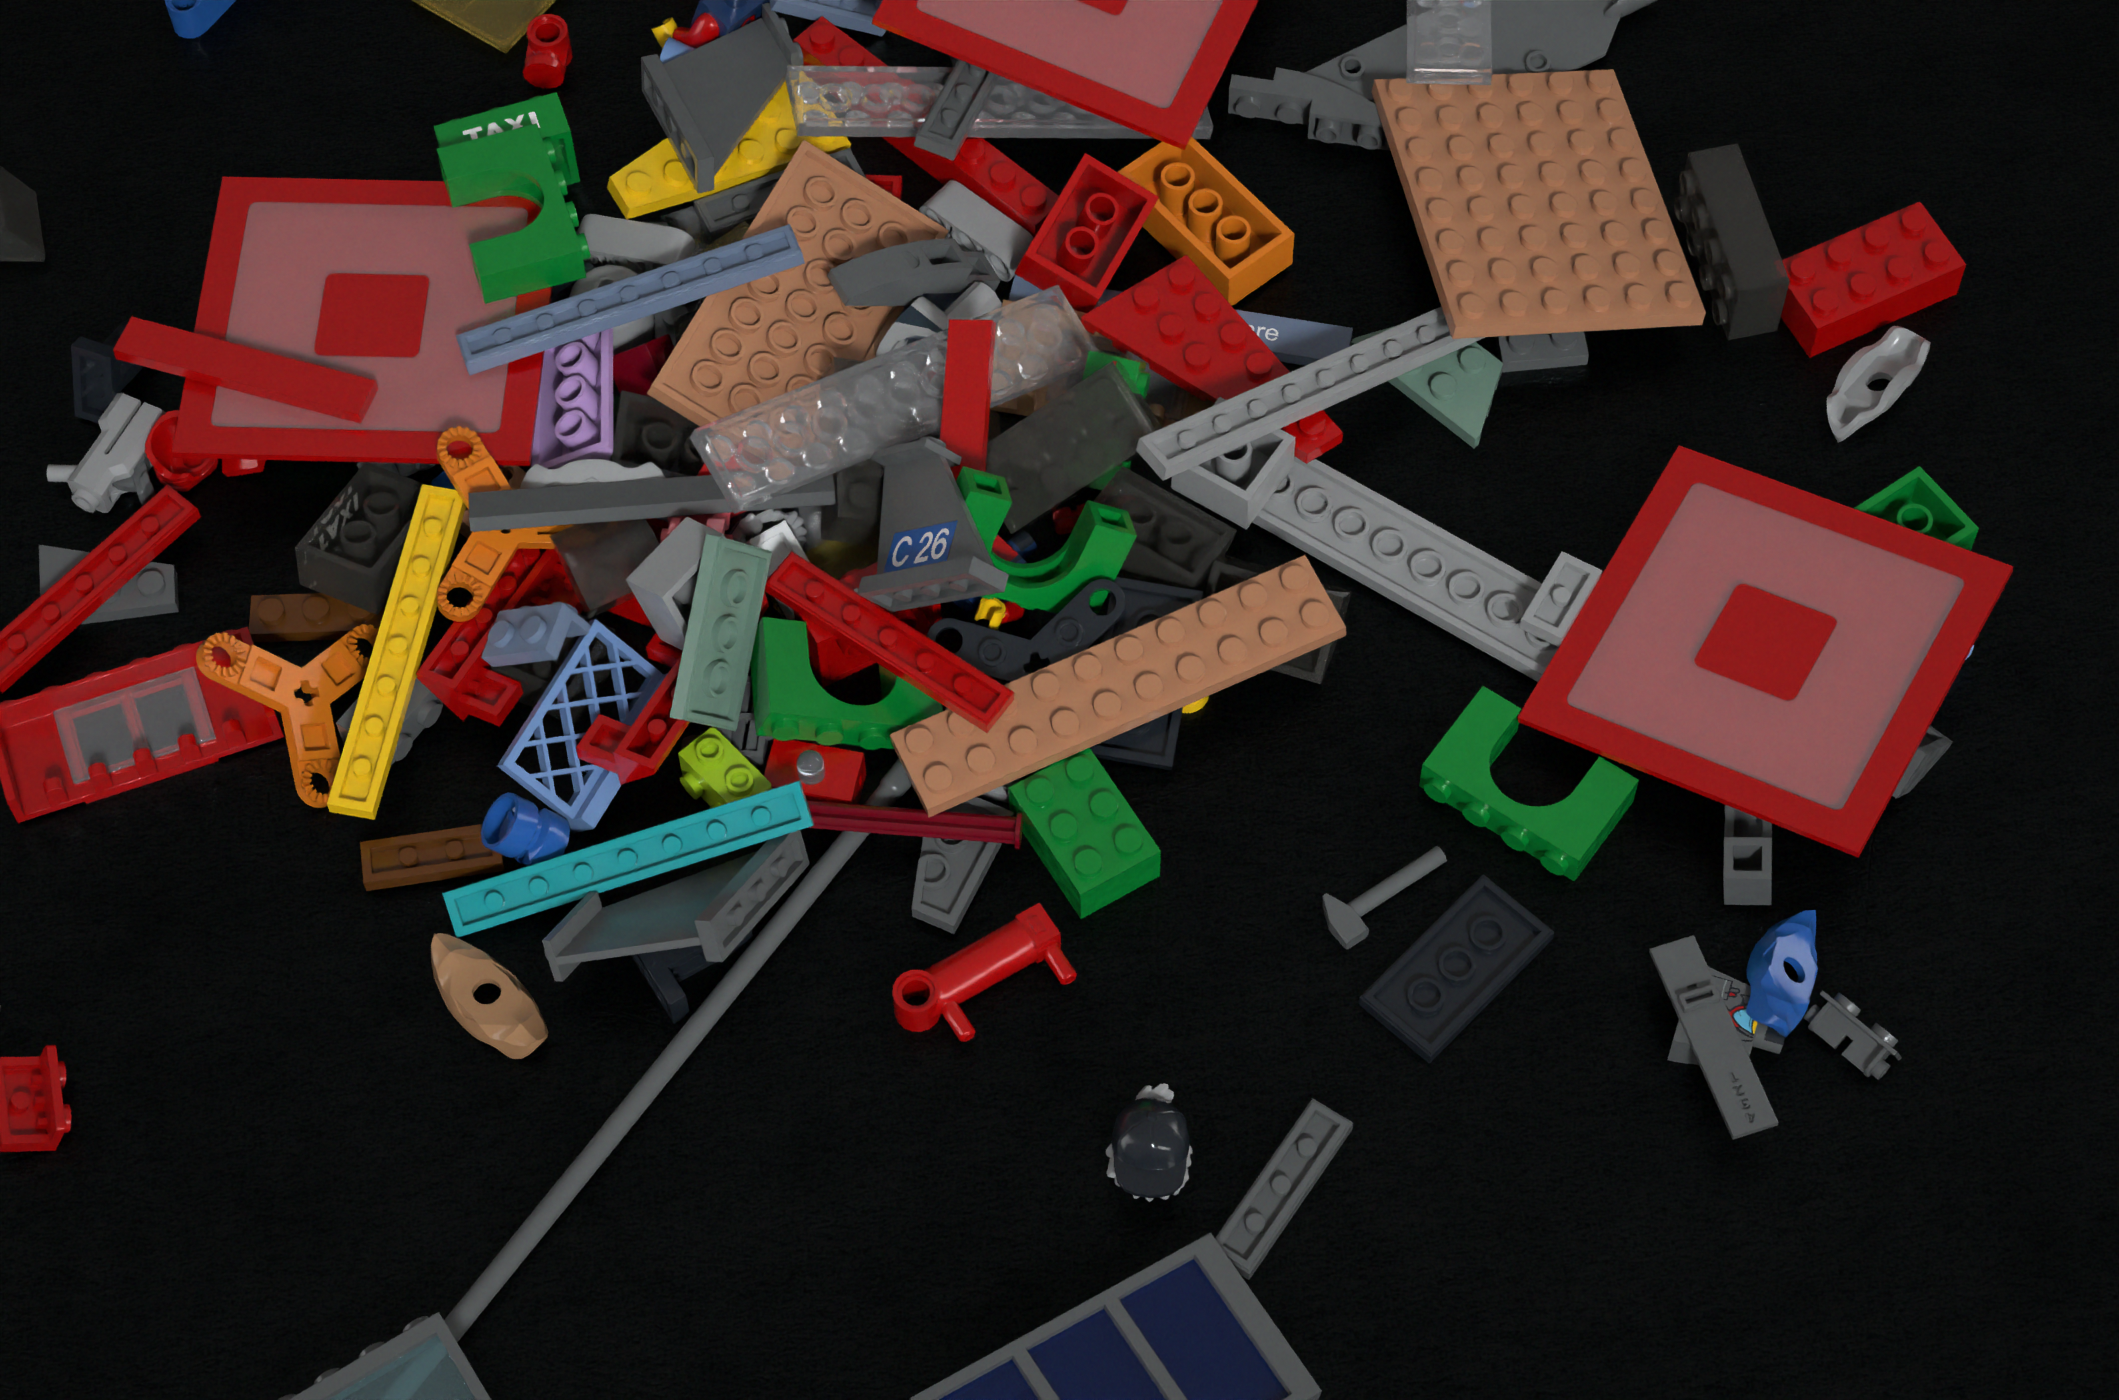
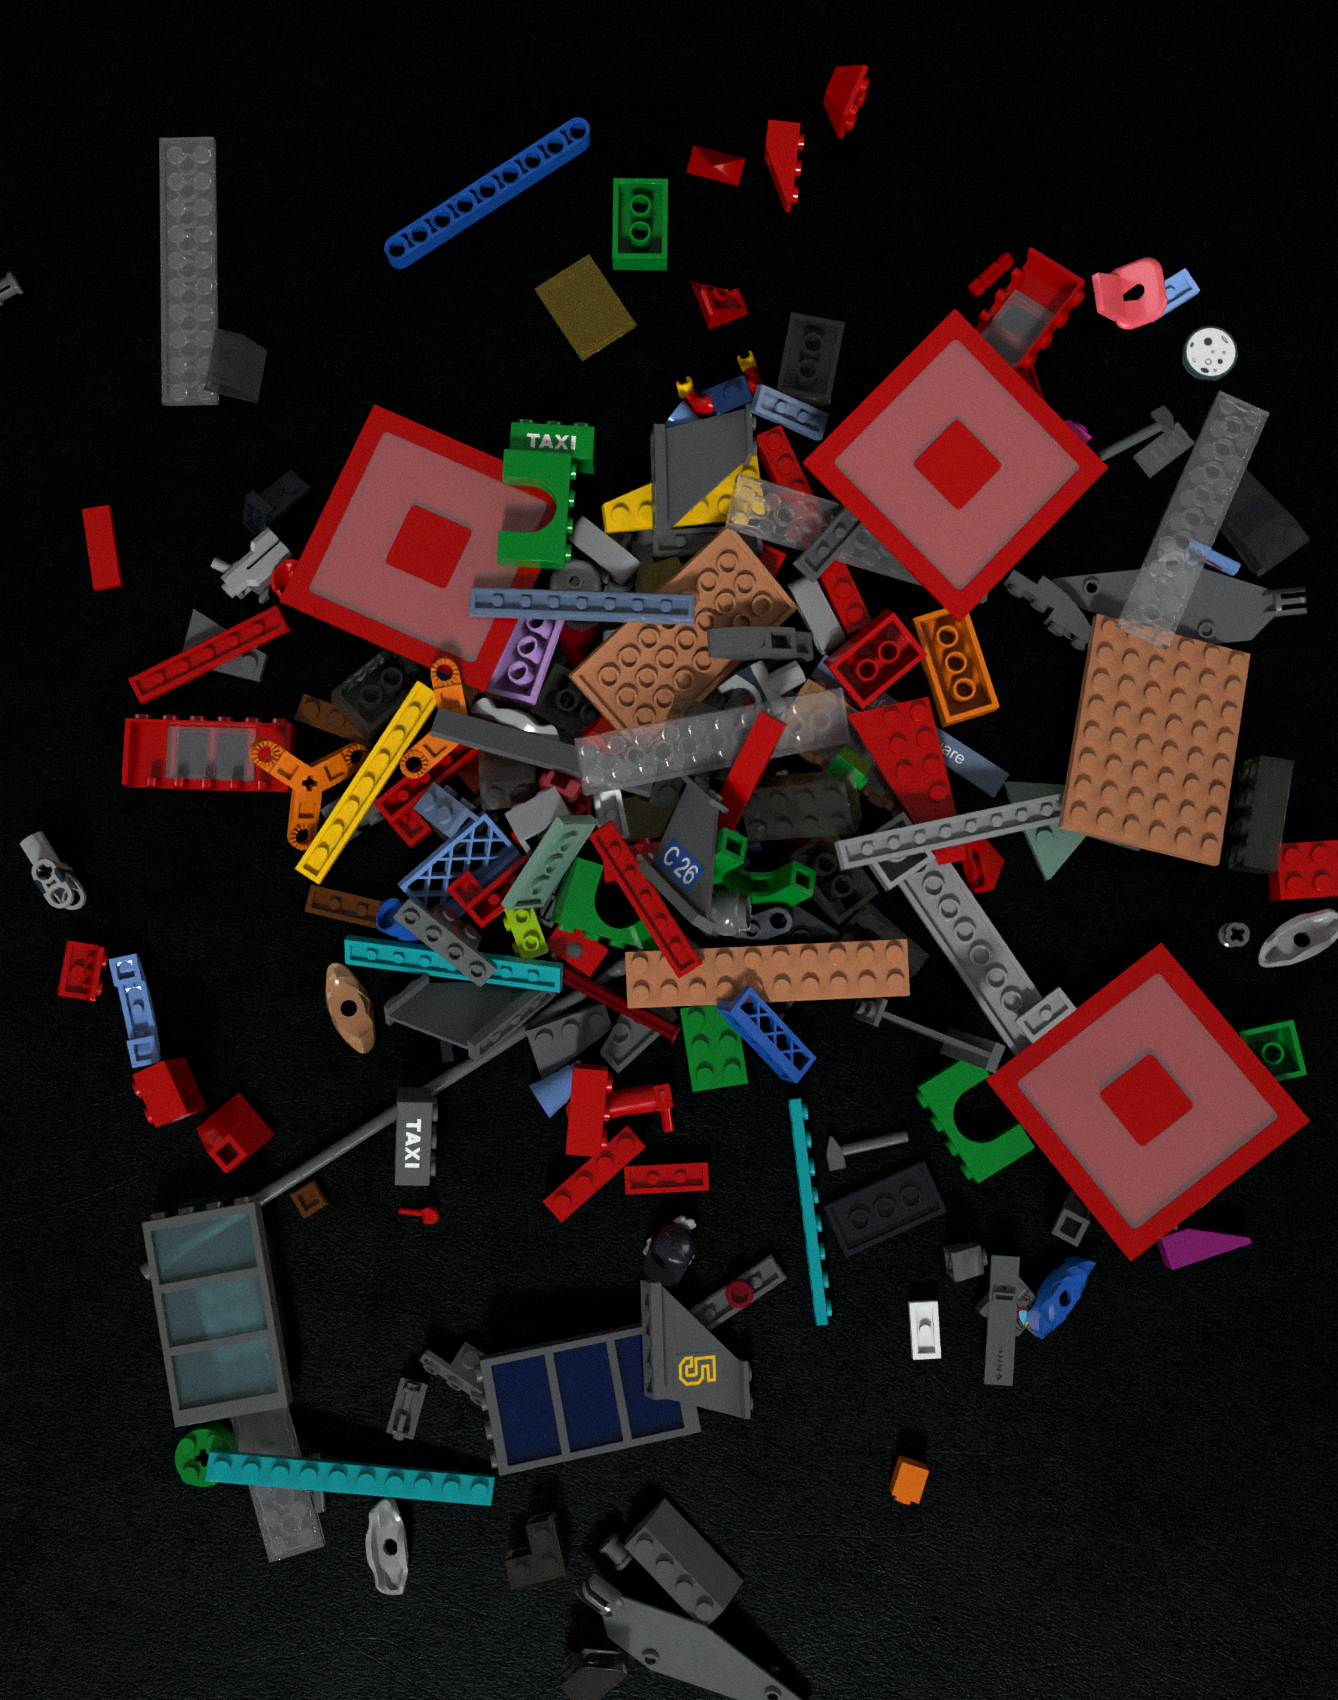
camera: 20 degrees right, 25 degrees up
(136, 1123) = (137, 1010): none -> medium blue slope
(237, 1201) = (168, 1092): none -> red brick
(246, 369) = (339, 560): red tile -> none
(368, 1249) = (234, 1133): none -> red slope
(529, 1307) = (309, 1198): none -> reddish brown tile
(547, 51) = (603, 382): red piece -> none
(614, 818) = (448, 938): none -> dark grey bracket
(665, 1117) = (415, 1136): none -> dark grey brick
(733, 1249) = (429, 1214): none -> red hand
(849, 908) = (566, 1036): none -> dark grey wing
(867, 983) = (554, 1090): none -> medium blue plant
(926, 960) = (588, 1109): none -> red brick
(978, 1081) = (594, 1173): none -> red brick
(1023, 611) = (730, 912): none -> dark grey piece
(1096, 1049) = (666, 1177): none -> red plate
(1155, 779) = (758, 1039): none -> blue fence
(1246, 1286) = (686, 1360): none -> dark grey piece
(1288, 1168) = (739, 1293): none -> dark red tile
(1350, 1023) = (811, 1222): none -> teal plate
(1368, 453) = (981, 866): none -> red slope
(1416, 673) = (956, 1044): none -> dark grey piece
(1604, 1112) = (924, 1329): none -> white plate
(1612, 982) = (965, 1260): none -> dark grey slope
(1691, 1343) = (908, 1480): none -> orange brick
(1773, 405) = (1225, 932): none -> dark grey bush
(1839, 1020) = (1087, 1351): dark grey hinge -> none
(1947, 828) = (1190, 1244): none -> magenta slope

